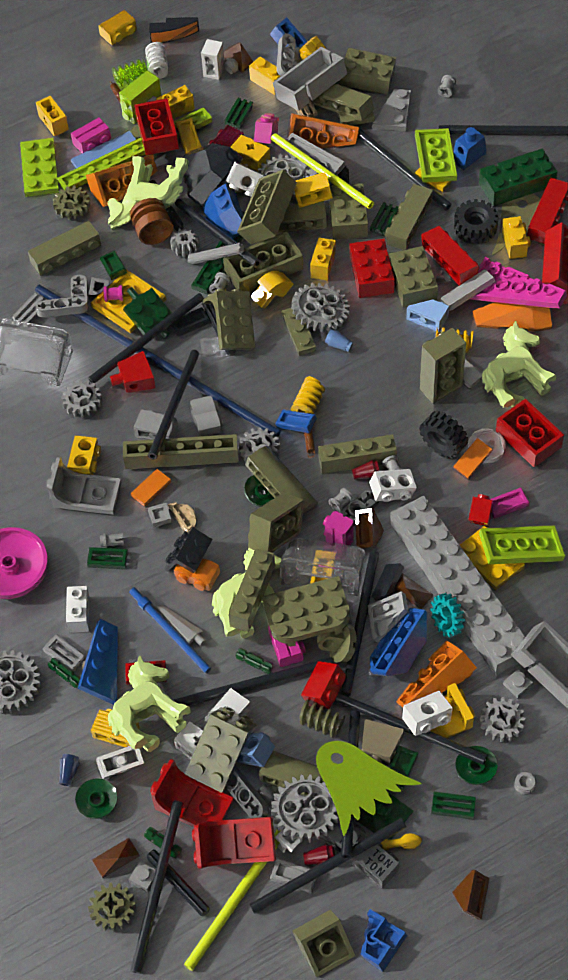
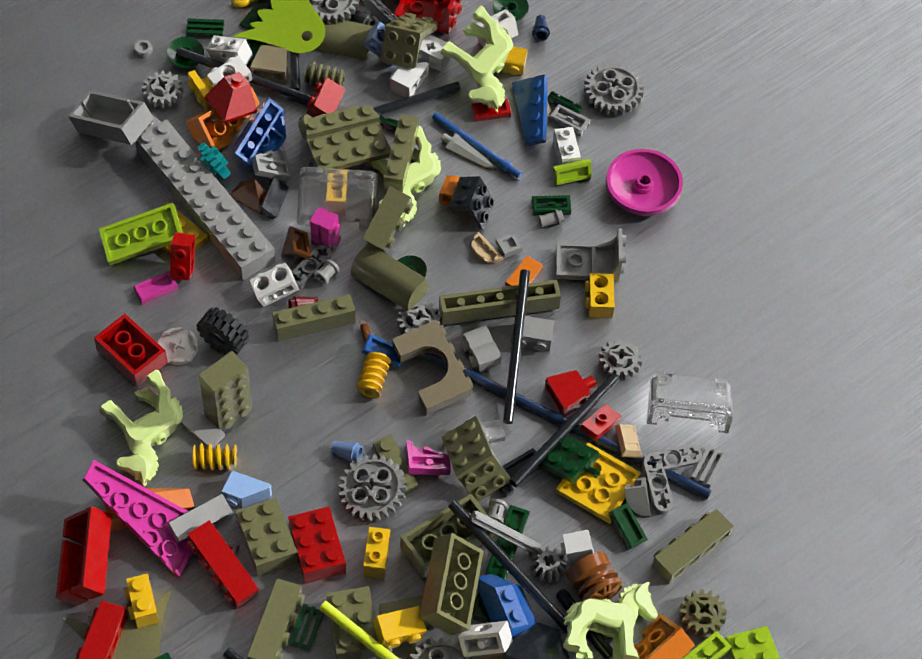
camera: 165 degrees right, 0 degrees up
(89, 582) = (572, 172): none -> lime tile
(94, 330) = (628, 441): none -> tan tile
(113, 345) = (600, 422): none -> plate
(114, 293) = (615, 475): dark pink bush -> none
(158, 242) = (577, 545): none -> white slope
(252, 414) = (432, 339): none -> dark tan arch
(271, 285) = (430, 504): yellow brick -> none
(272, 327) = (426, 461): none -> dark pink wing
(360, 621) = (297, 165): black piece -> none
(391, 463) = (272, 305): light grey bush -> none
(426, 754) = (223, 48): none -> white brick
(427, 673) = (232, 98): none -> red slope
(472, 458) = (186, 326): orange tile -> none
(476, 212) = (185, 611): black tyre -> none

